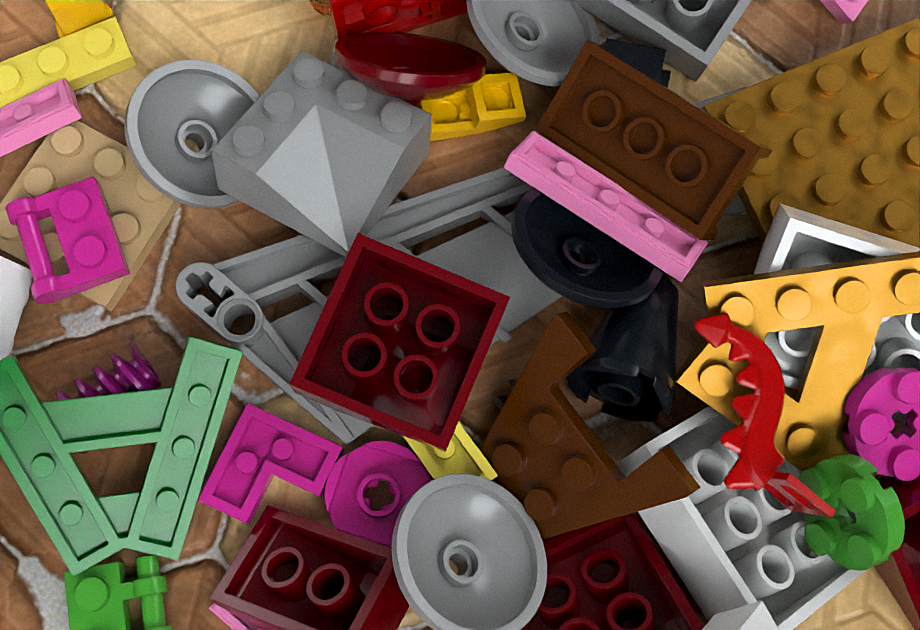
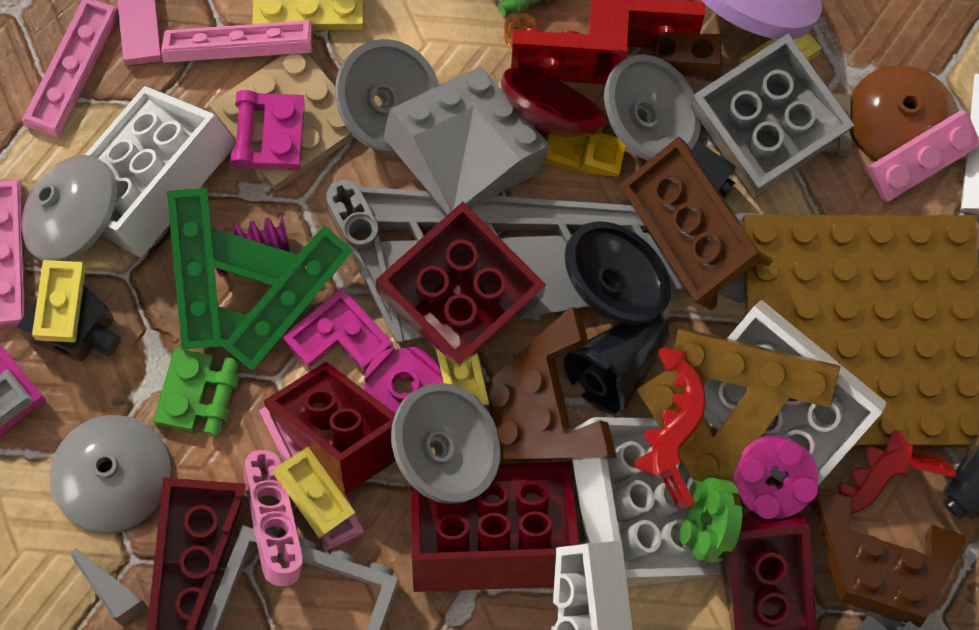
camera: 20 degrees right, 5 degrees down
(605, 205) = (642, 253): bright pink tile -> none

